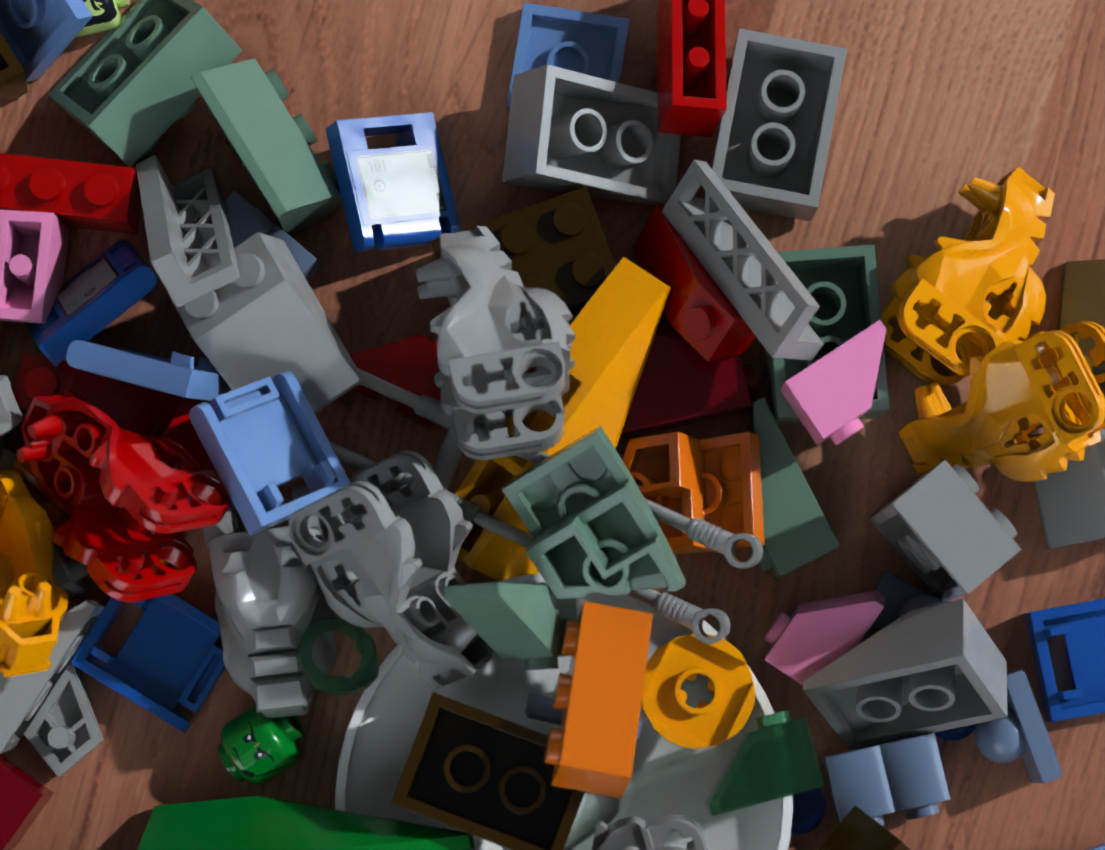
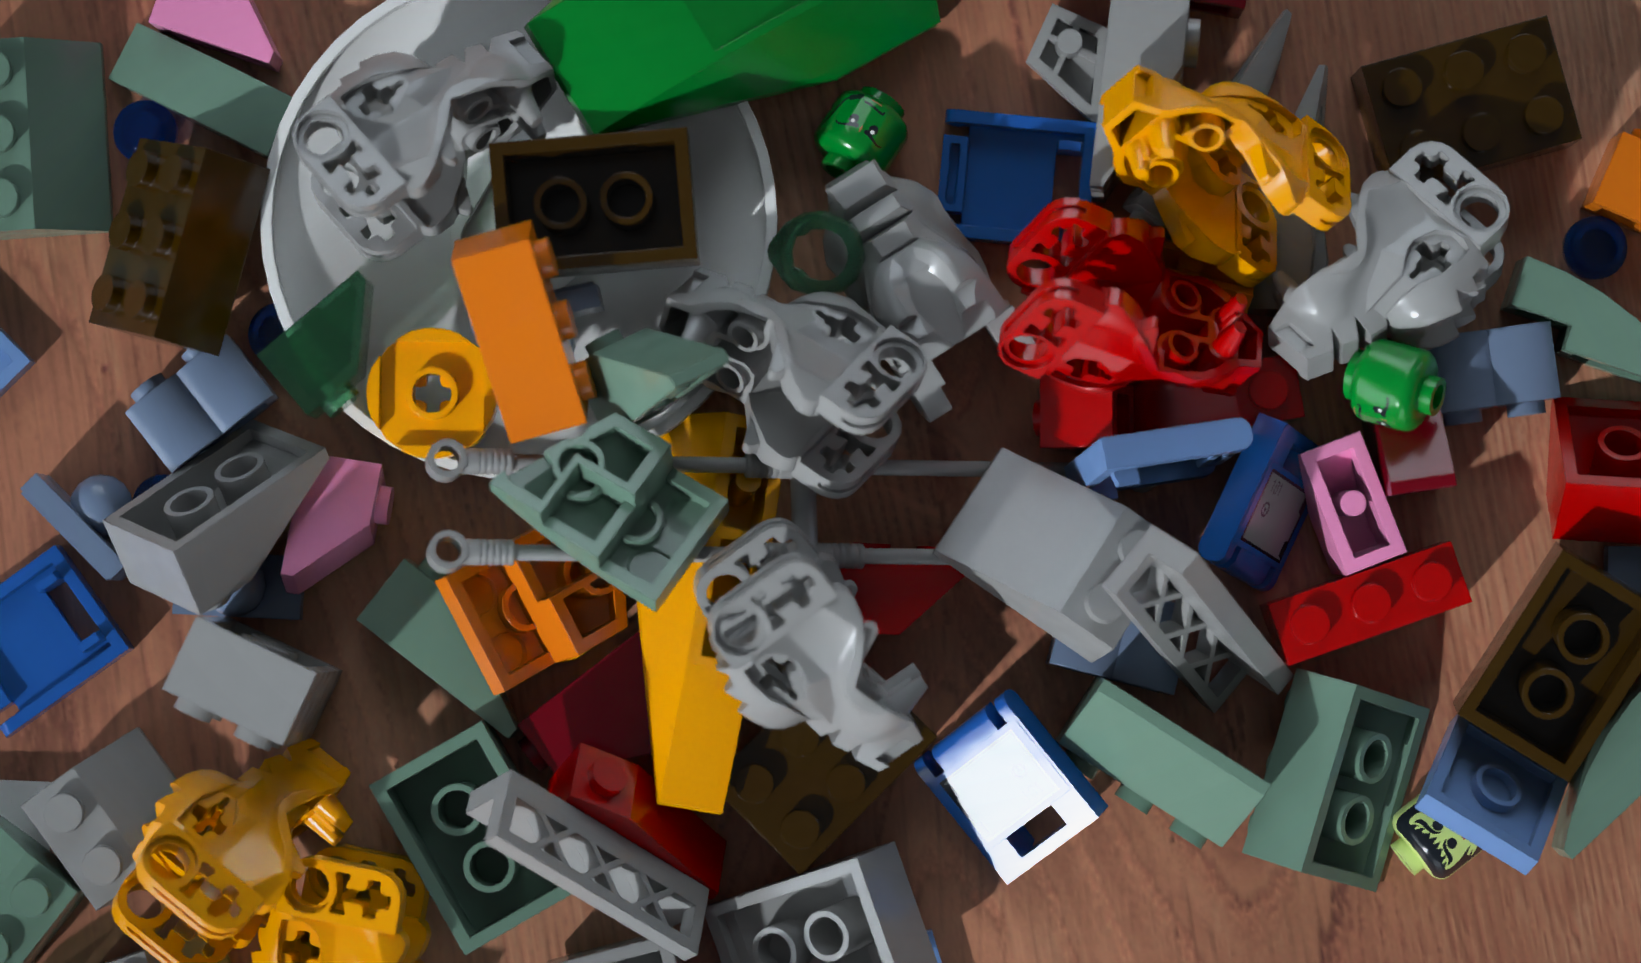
camera: 160 degrees right, 5 degrees up
(266, 444) = (1000, 433): medium blue container -> none
(838, 387) = (430, 779): bright pink slope -> none

